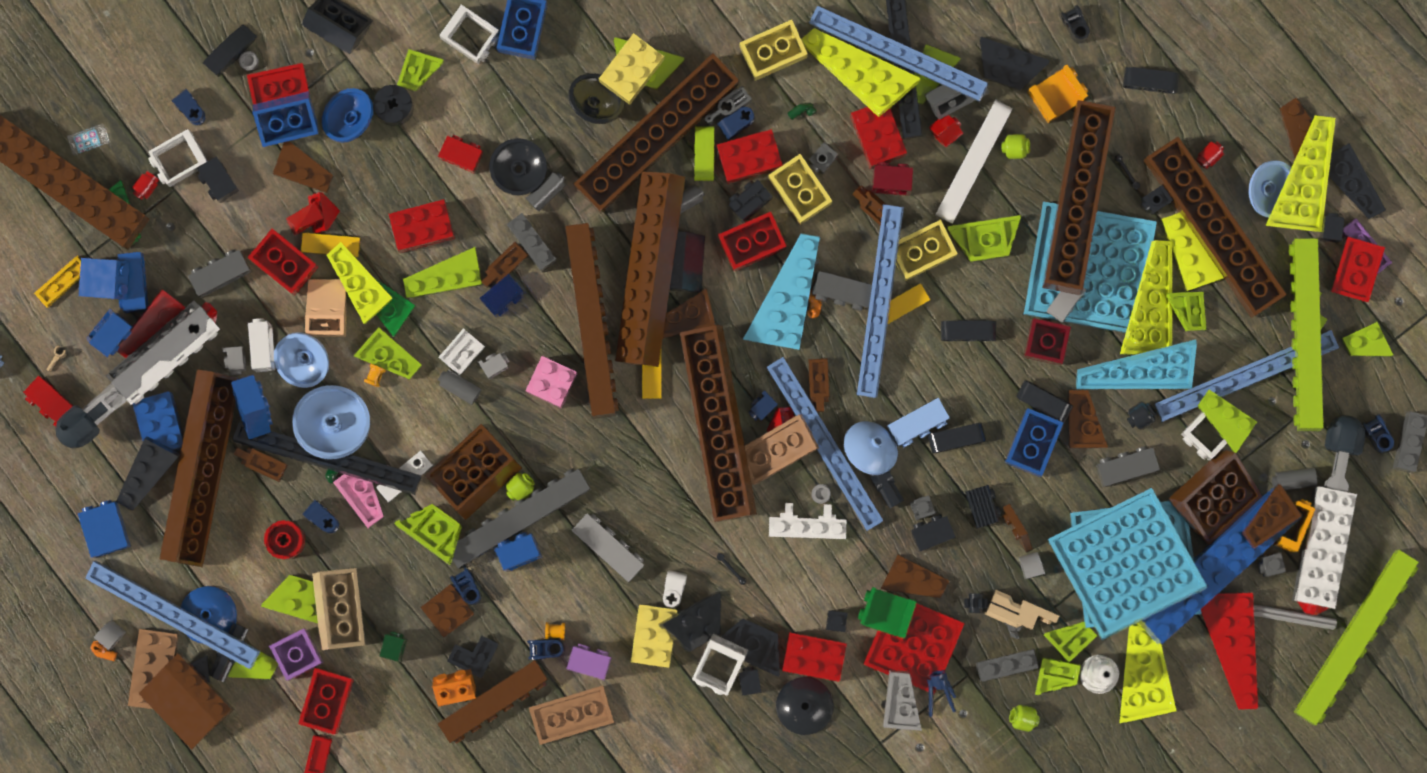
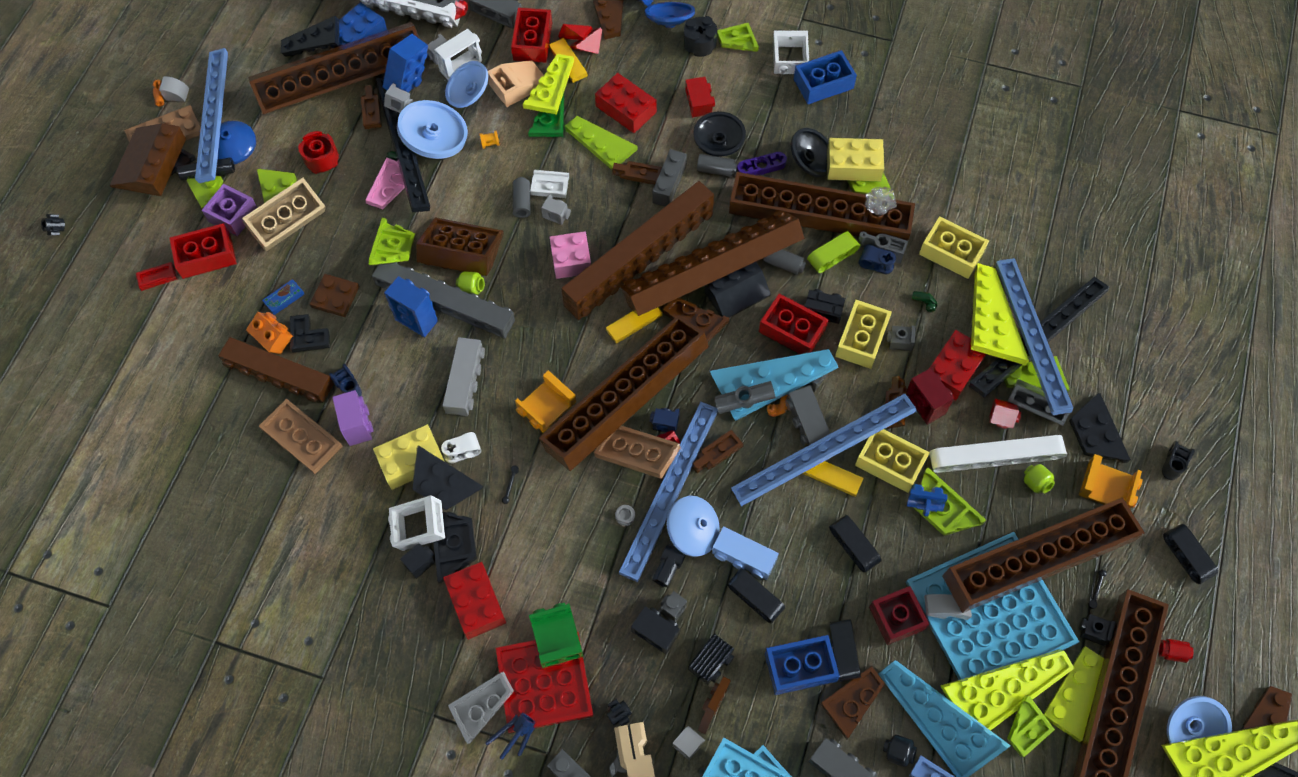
camera: 55 degrees right, 20 degrees down
(103, 529) = (254, 43): blue brick -> none
(278, 434) = (396, 98): none -> light grey brick
(319, 516) = (354, 168): dark blue piece -> none
(387, 354) = (512, 139): lime wing -> none
(393, 646) = (276, 268): dark green brick -> none
(417, 464) = (438, 205): white piece -> none
(418, 656) = (283, 297): none -> blue tile
(466, 585) = (364, 294): dark blue piece -> none
(502, 296) = (613, 183): clear blue brick -> none
(555, 631) = (366, 380): light orange bush -> none
(580, 137) = (767, 159): none -> dark purple beam
(678, 494) = (546, 403): none -> light orange panel
(695, 86) = (880, 200): none -> clear brick
(749, 156) = (857, 281): red brick -> none
(788, 342) = (733, 401): none -> dark grey piece
(790, 526) = (597, 535): white hinge -> none
(790, 710) = (428, 636): black dish -> none
(836, 621) = (520, 598): black brick -> none
(913, 579) = (604, 644): reddish brown wing -> none
(977, 252) = (925, 500): none -> blue hips

